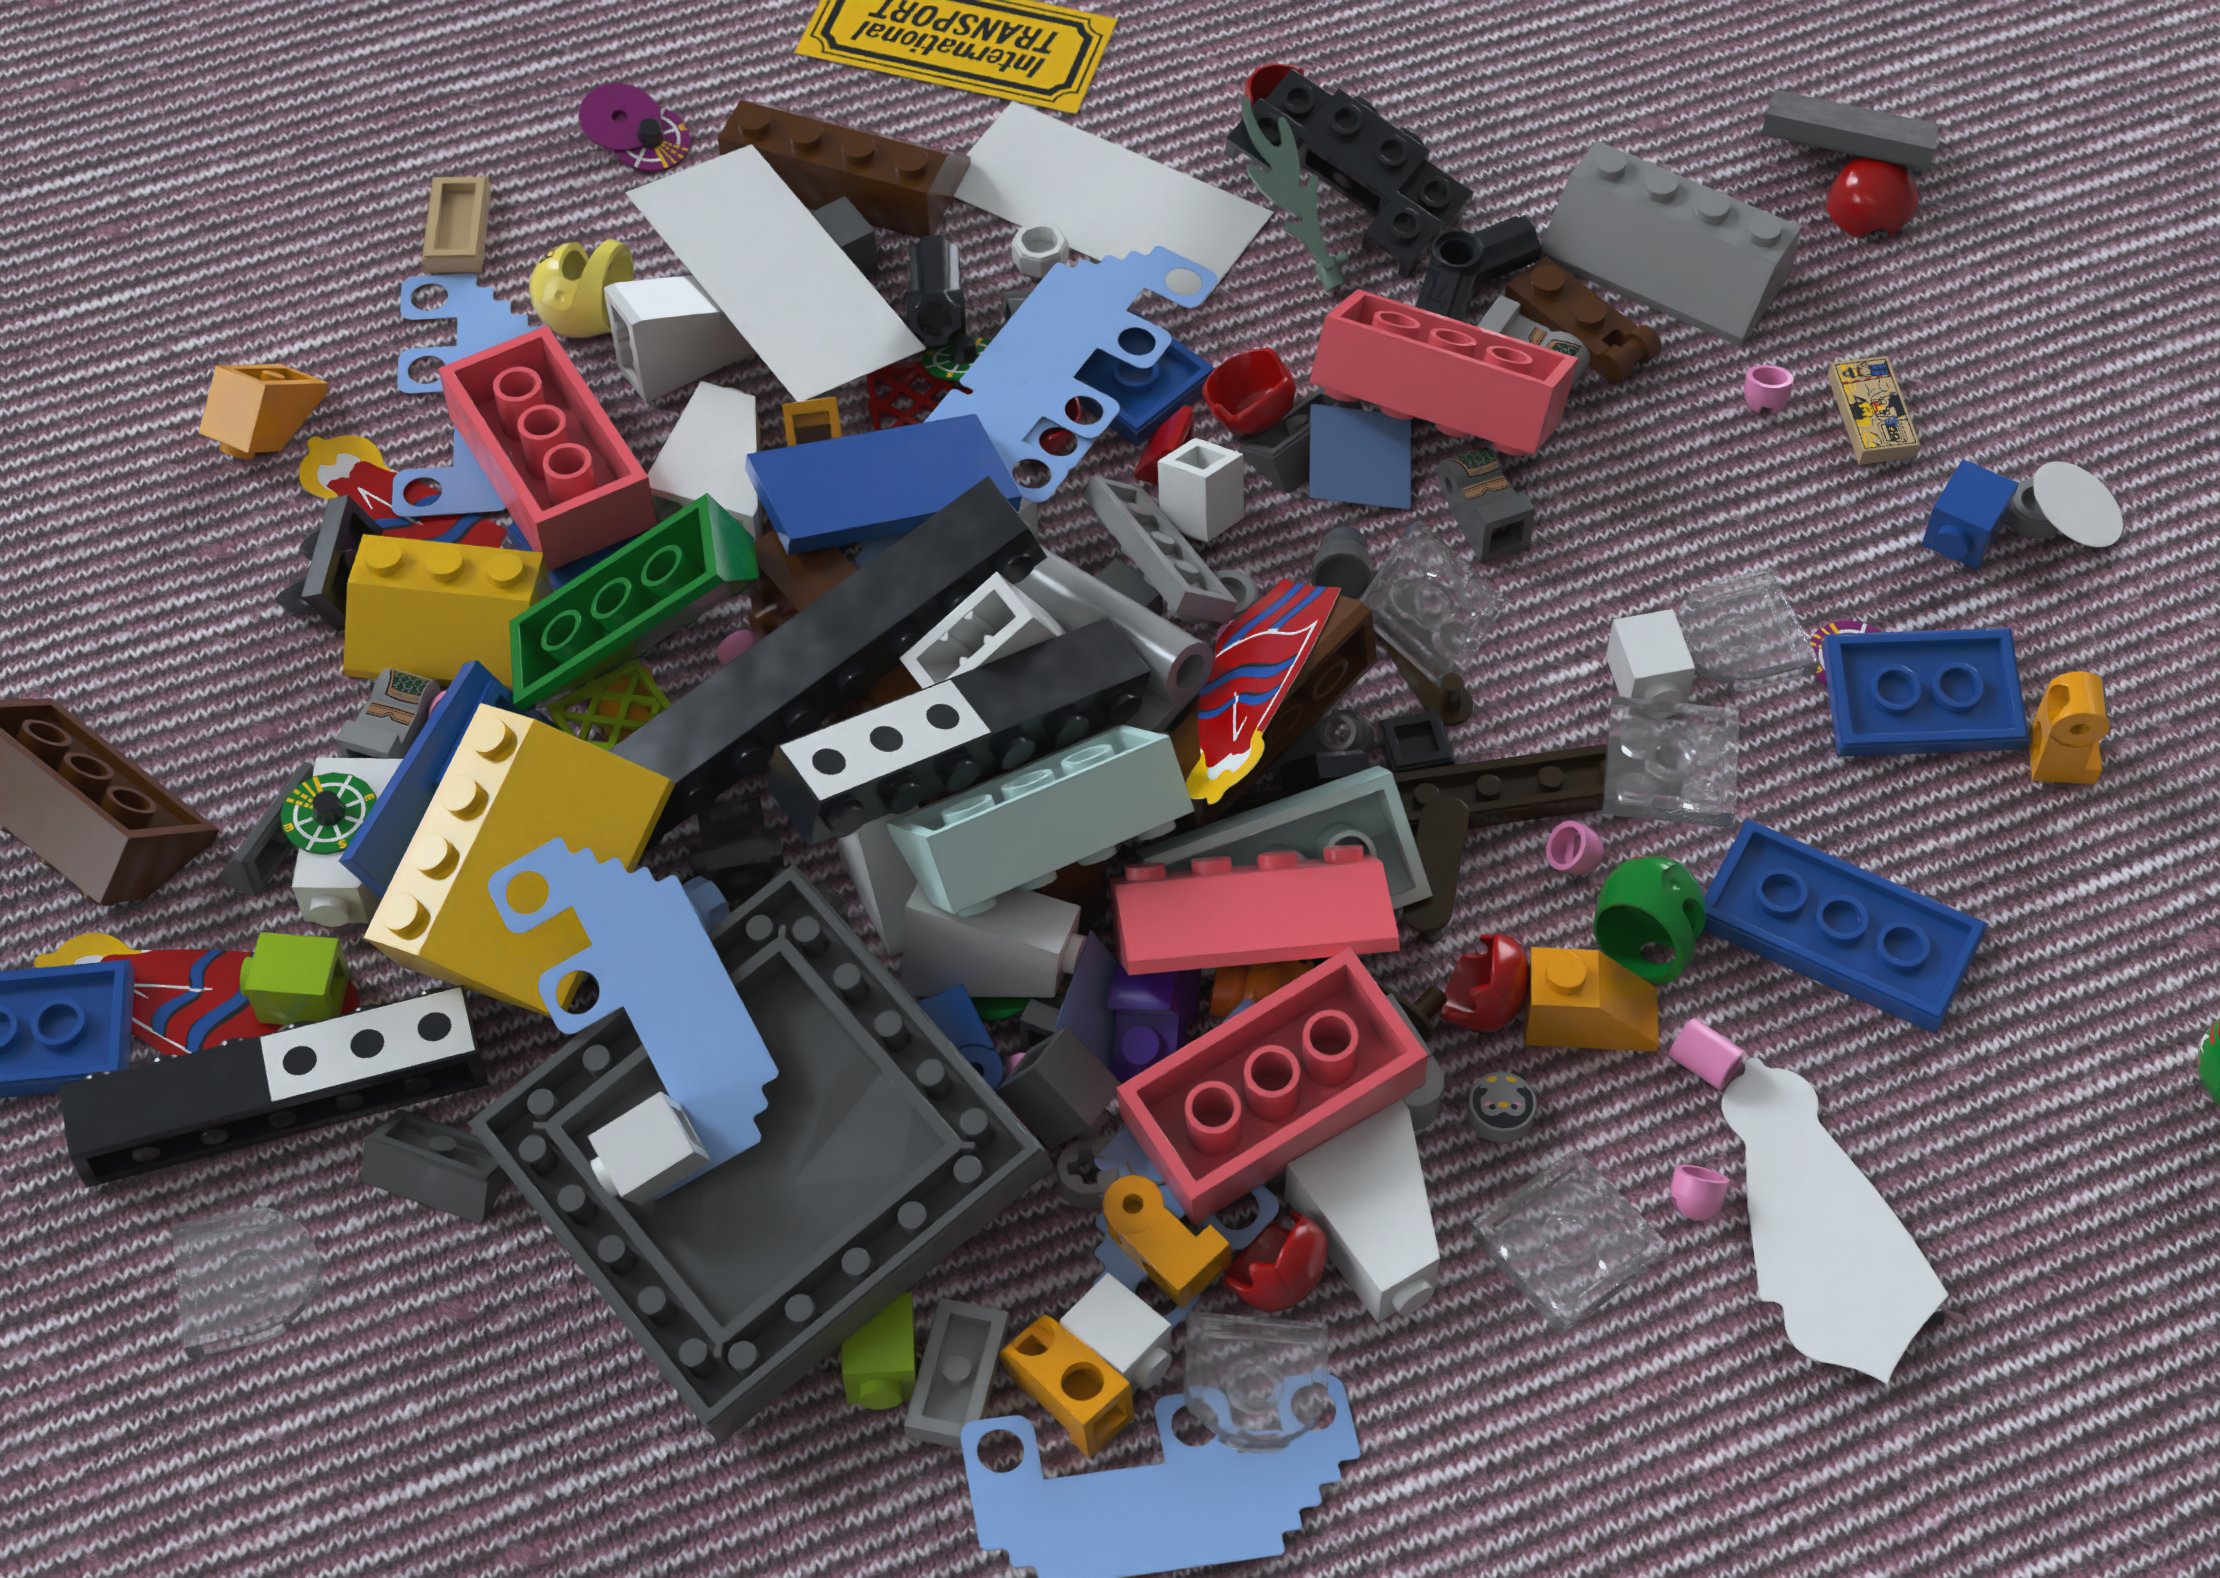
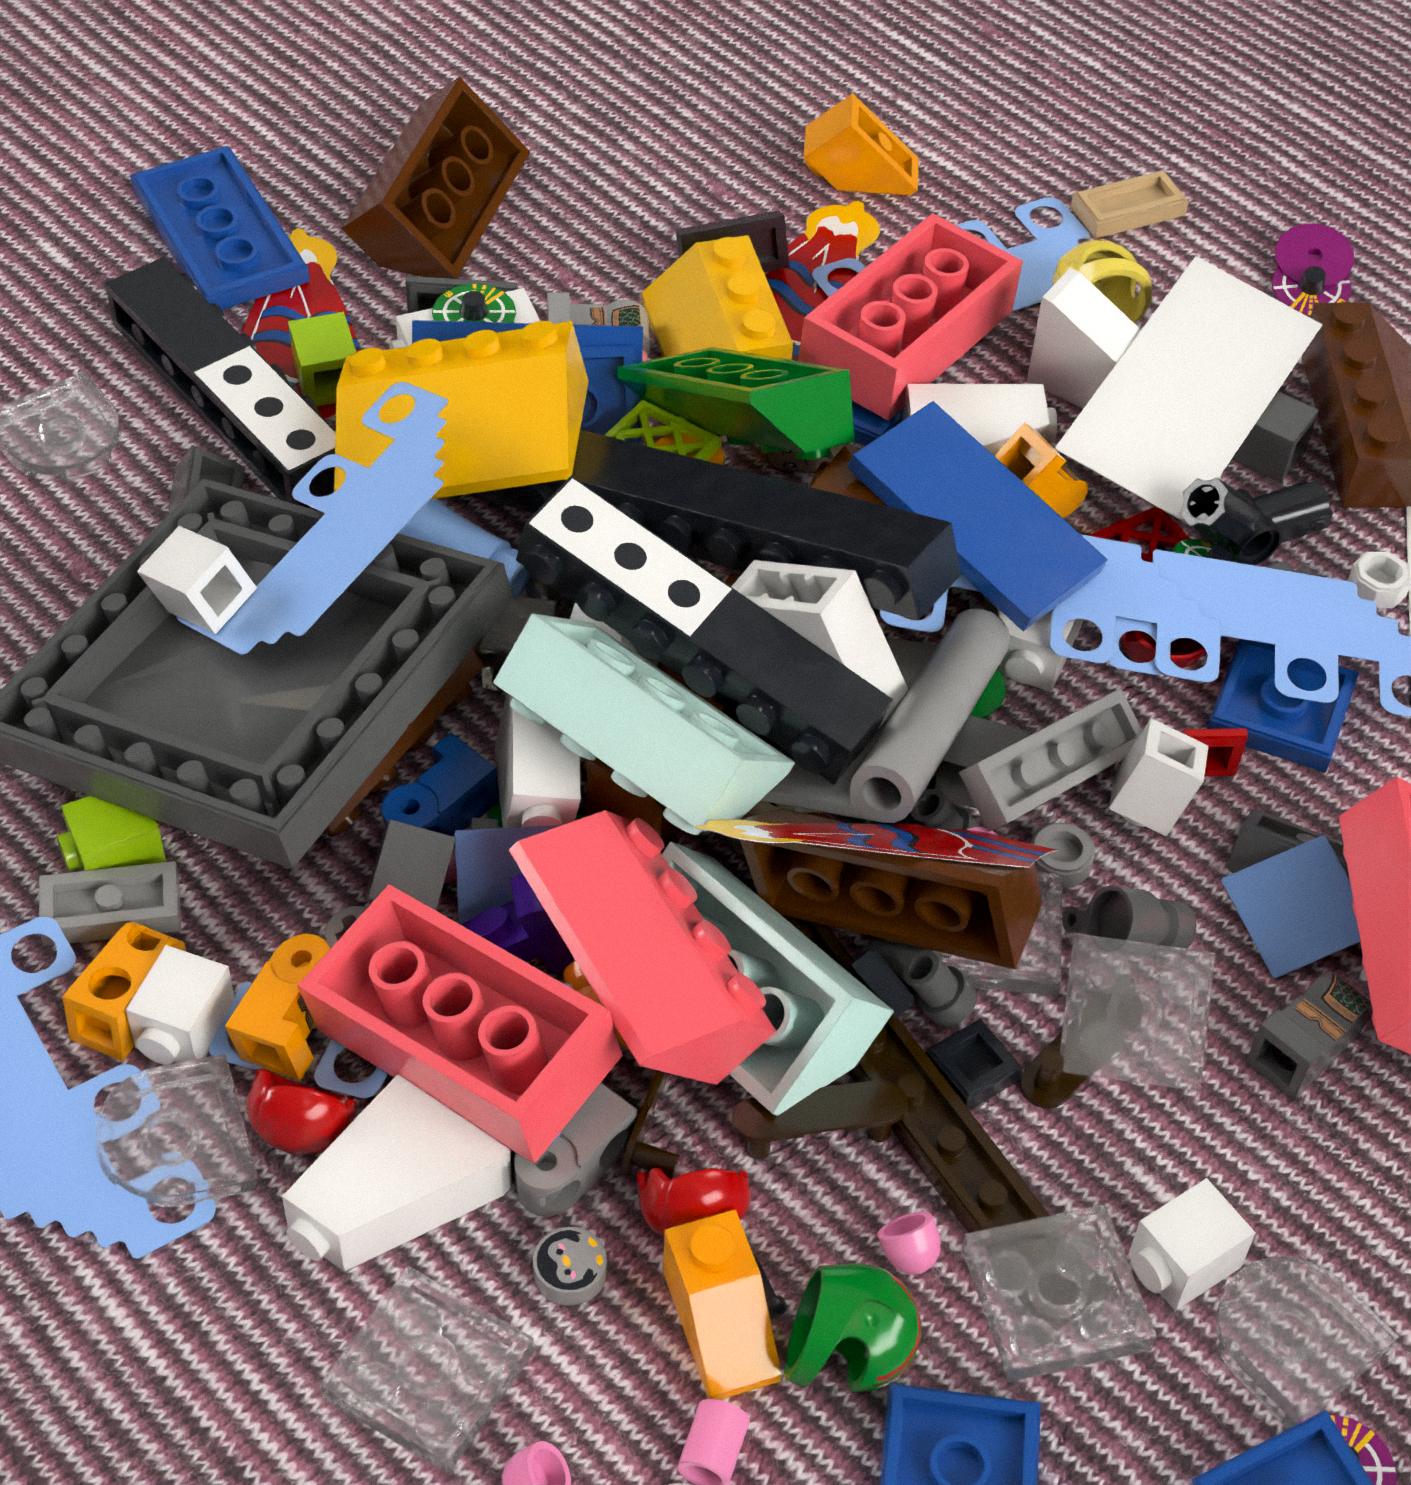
camera: 65 degrees right, 5 degrees down
(1250, 392) = (1309, 786): red hair -> none

